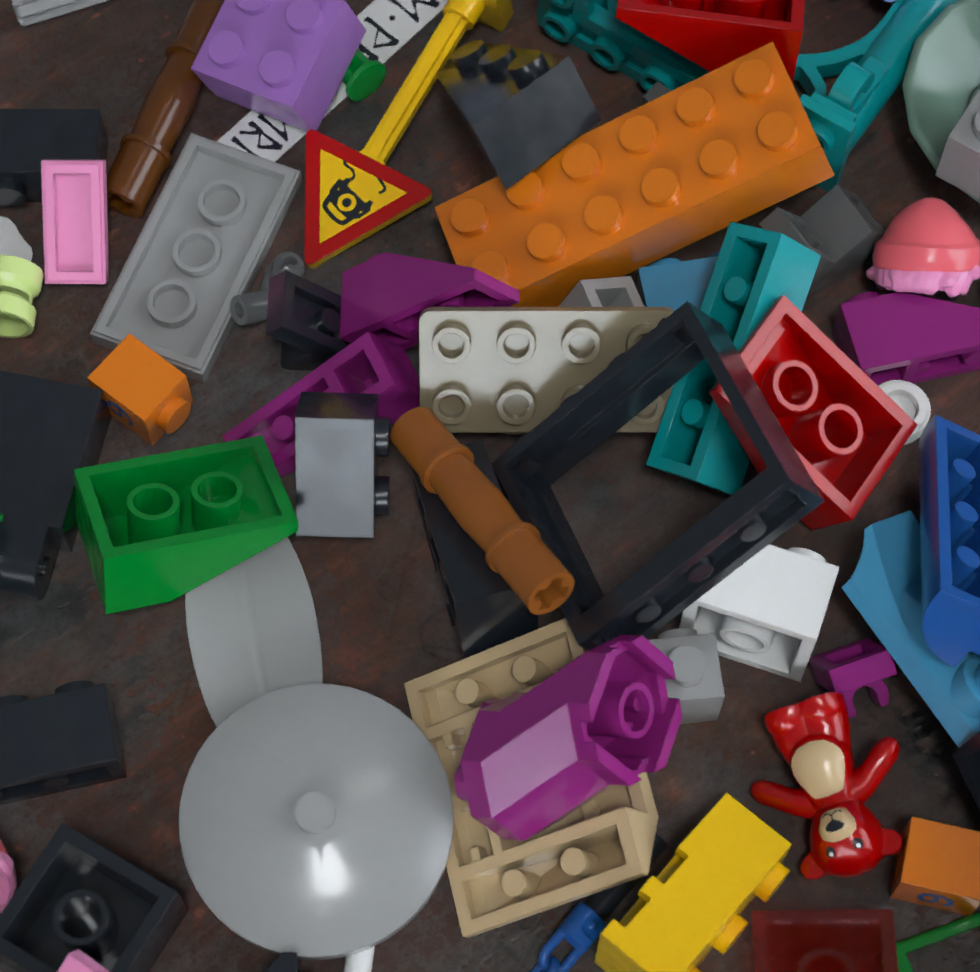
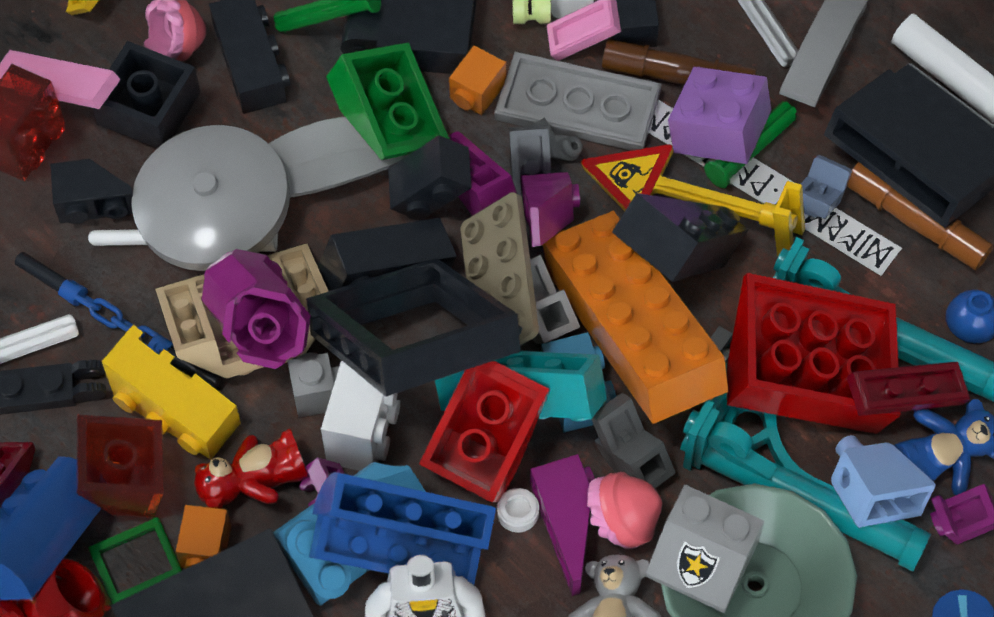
camera: 85 degrees right, 5 degrees down
(483, 512) = (392, 242): dark orange piece -> none

